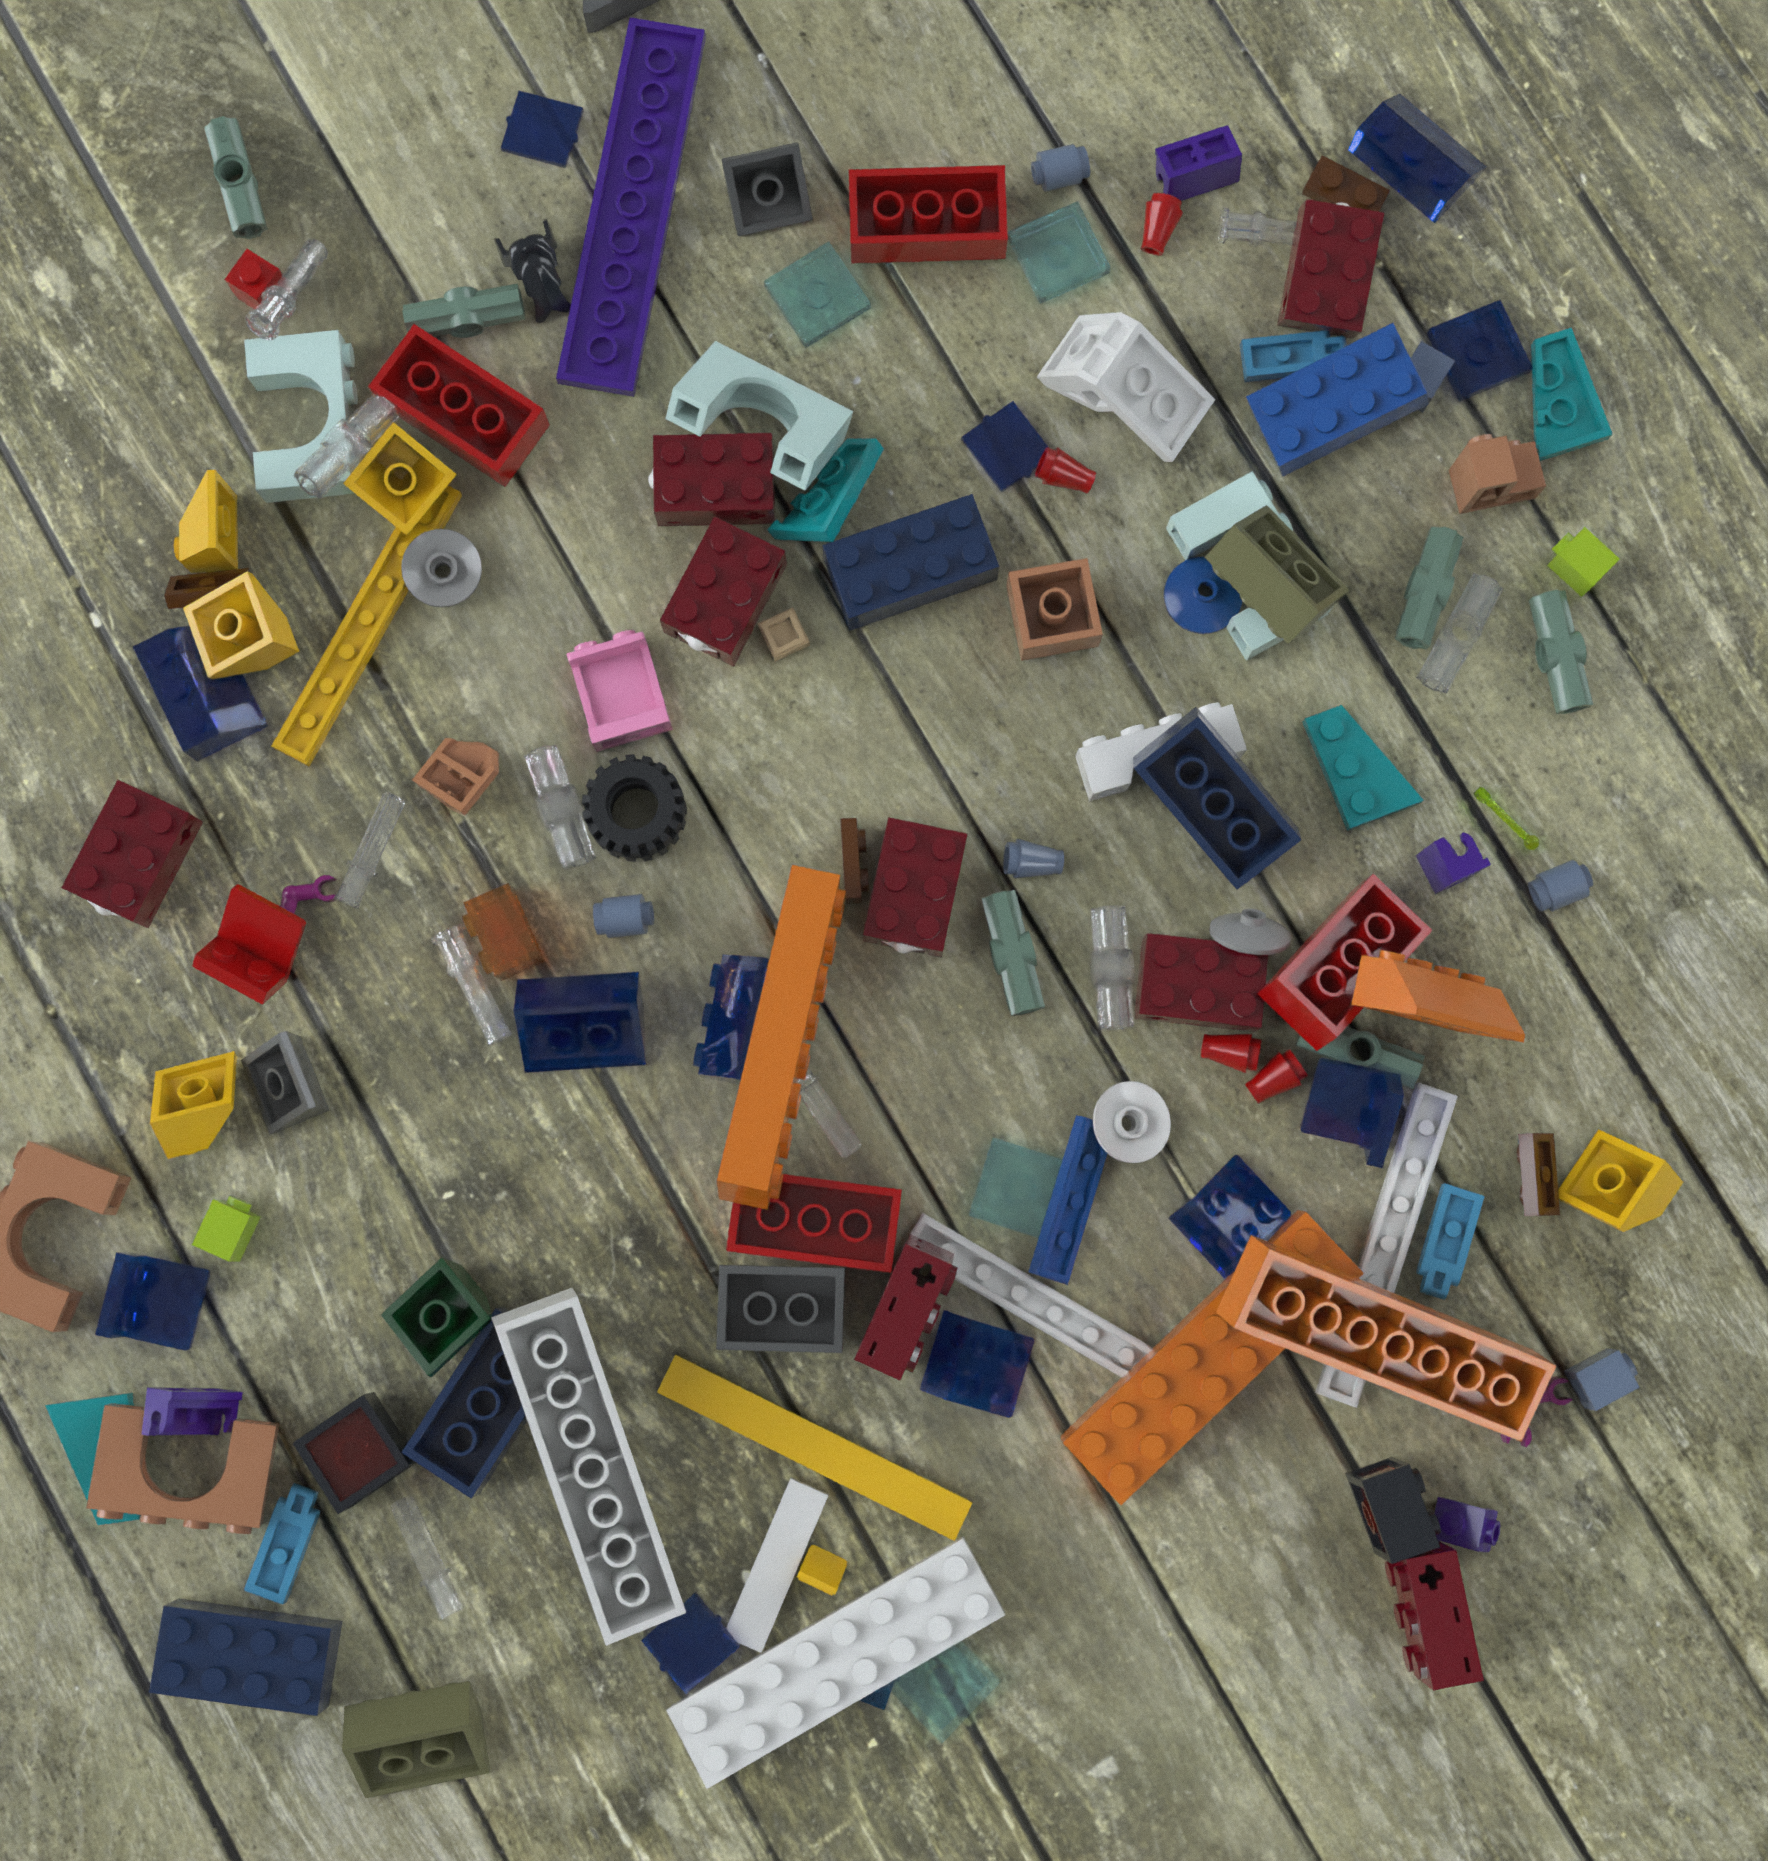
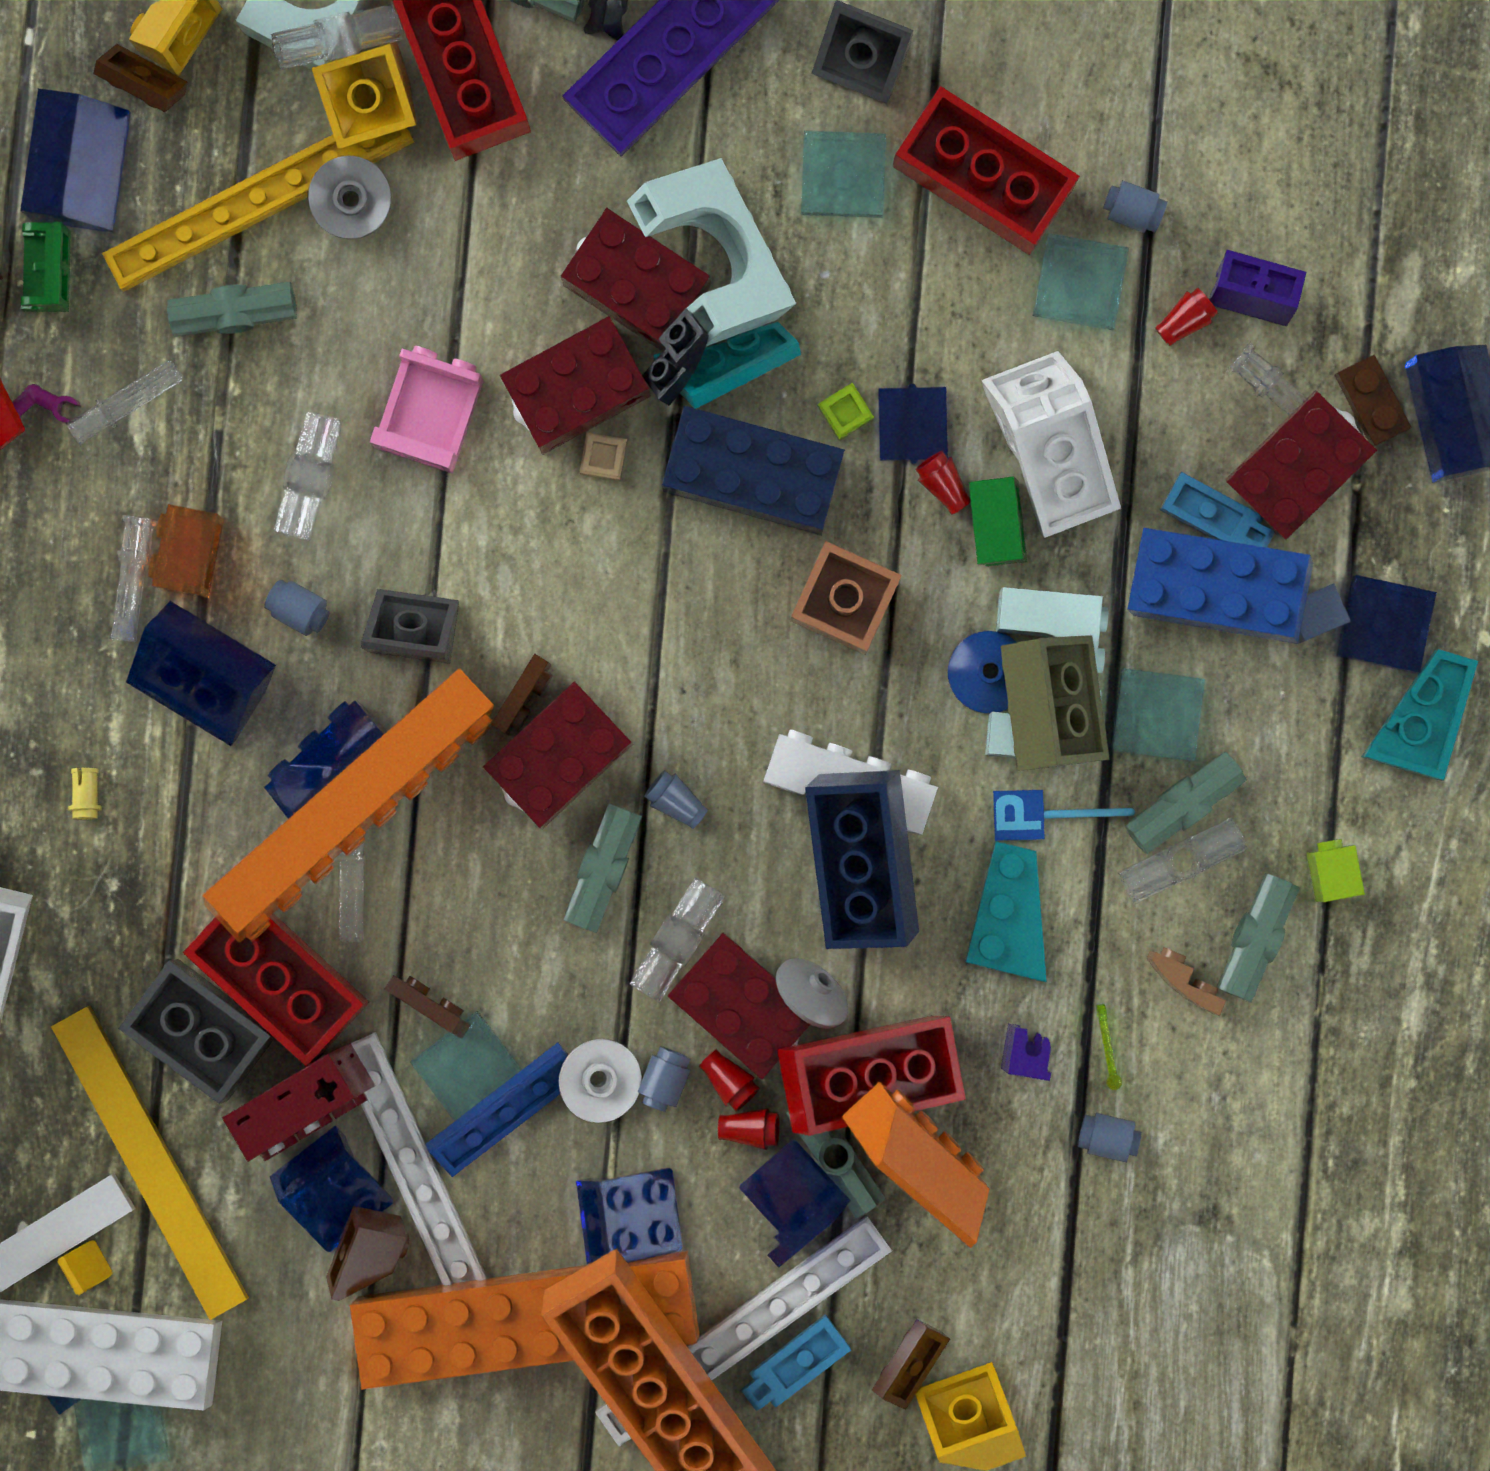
camera: 35 degrees right, 5 degrees up
(232, 787) = (46, 267): none -> green hinge
(239, 629) = (141, 134): yellow slope -> none
(407, 718) = (232, 309): none -> sand green piece
(458, 773) = (244, 387): nougat slope -> none
(554, 1184) = (84, 794): none -> light yellow pin
(615, 781) = (337, 506): black tyre -> none
(726, 869) = (411, 626): none -> dark grey slope
(792, 497) = (683, 350): none -> black slope
(948, 471) = (845, 411): none -> lime tile
(970, 1155) = (414, 994): none -> reddish brown plate
(1042, 1393) = (366, 1251): none -> reddish brown slope
(1129, 472) = (998, 521): none -> green hinge
(1181, 1085) = (664, 1079): none -> sand blue brick
(1309, 687) = (1022, 814): none -> piece
(1357, 536) = (1158, 714): none -> clear light blue tile
(1495, 473) = (1316, 744): nougat brick -> none
(1521, 724) = (1176, 974): none -> medium nougat slope

